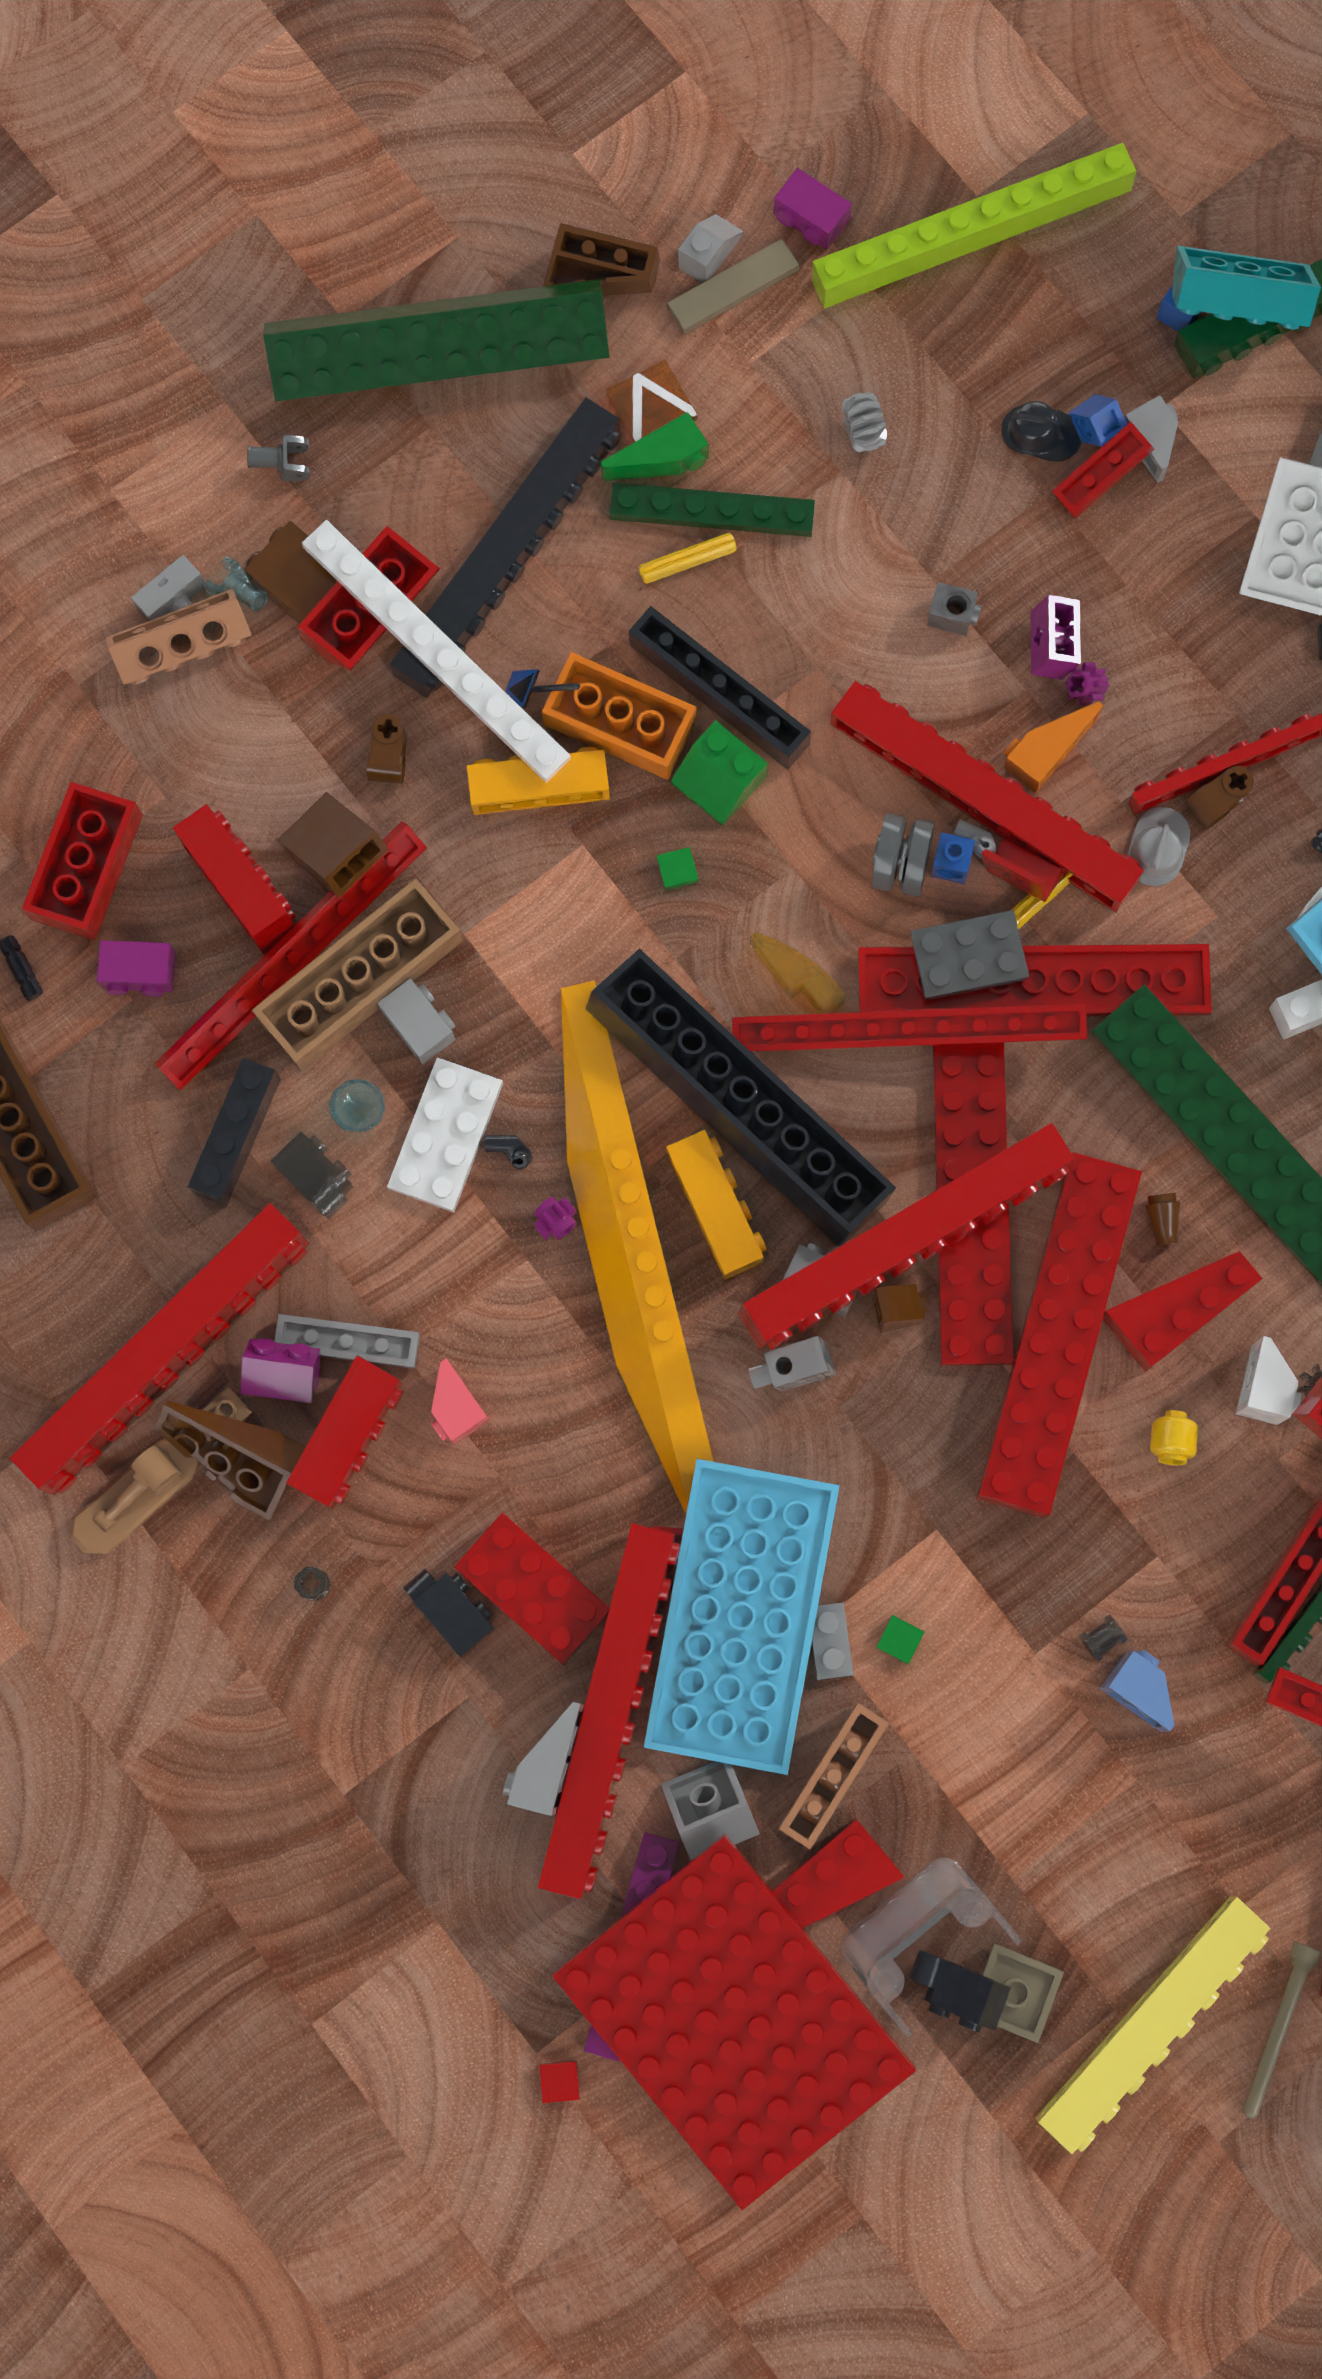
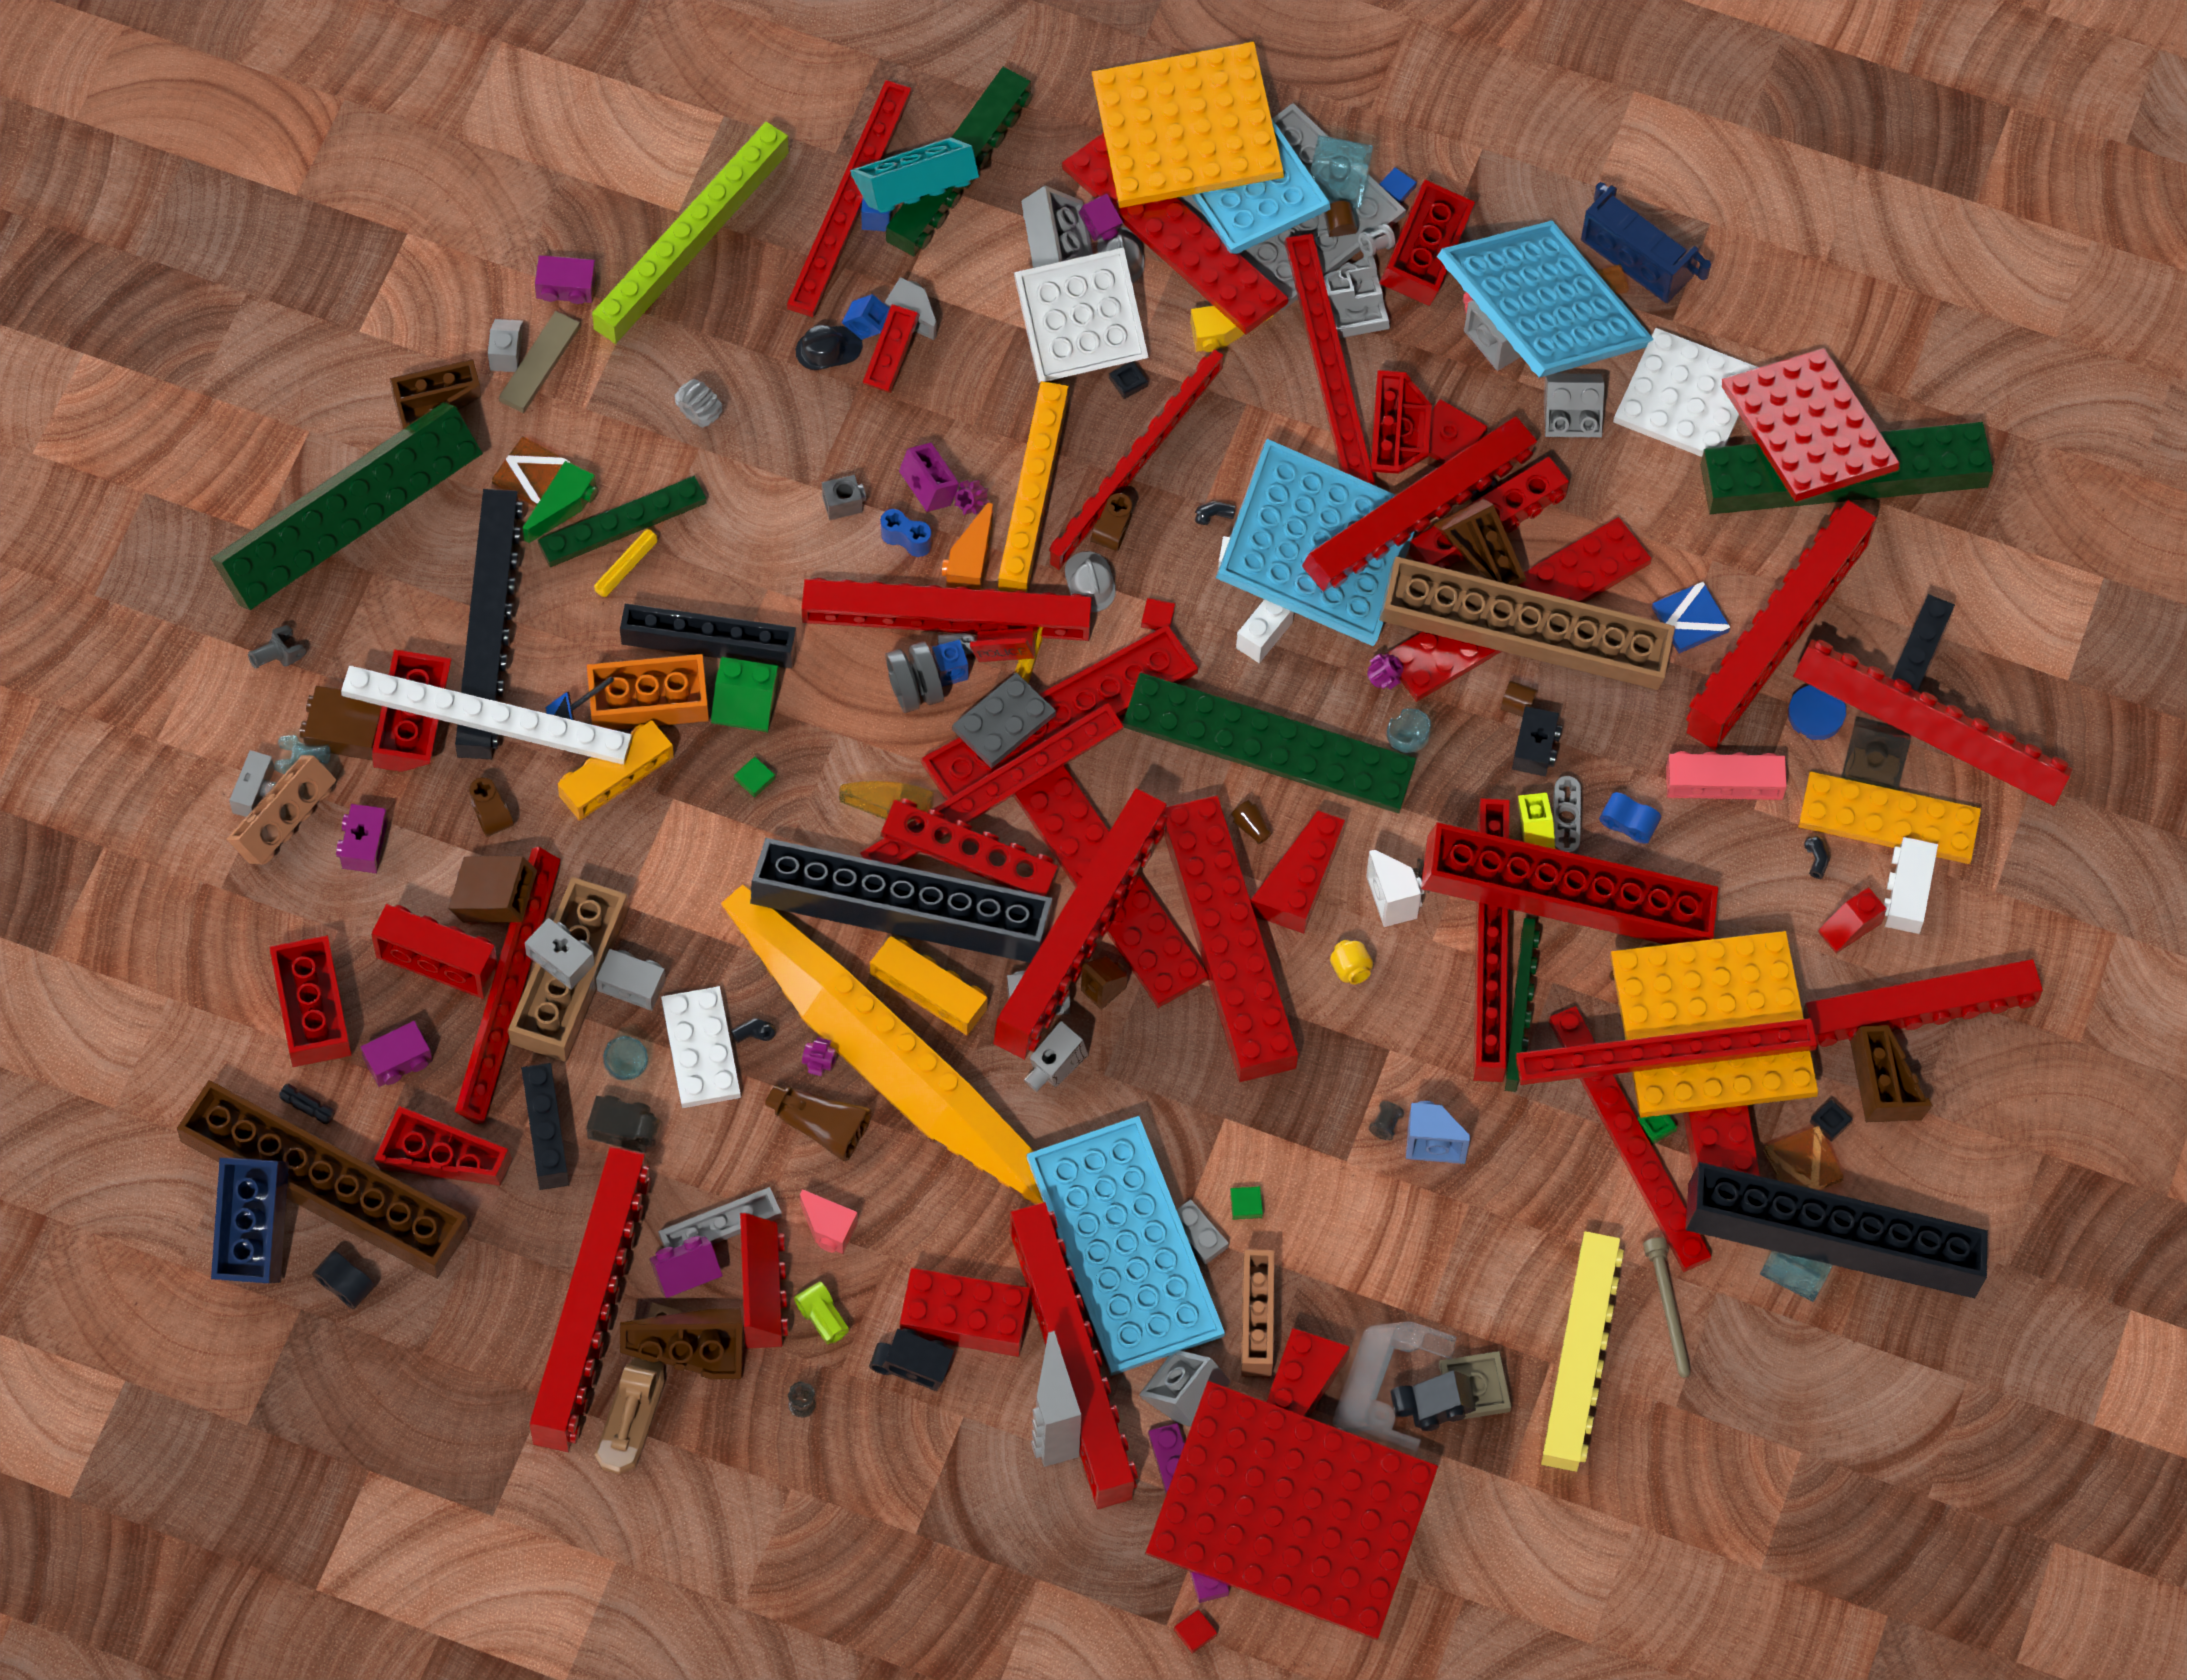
camera: 40 degrees left, 15 degrees down
(110, 1093) = (438, 1150): none -> red wedge
(240, 729) = (364, 853): none -> magenta brick
(336, 942) = (567, 966): none -> light grey brick
(389, 1490) = (817, 1305): none -> lime piece
(517, 1287) = (826, 1121): none -> reddish brown piece
(890, 1158) = (896, 830): none -> red brick
(995, 685) = (899, 530): none -> blue axle
(1155, 279) = (847, 200): none -> red plate
(1158, 710) = (1033, 487): none -> light orange brick
(1206, 925) = (1157, 614): none -> red tile

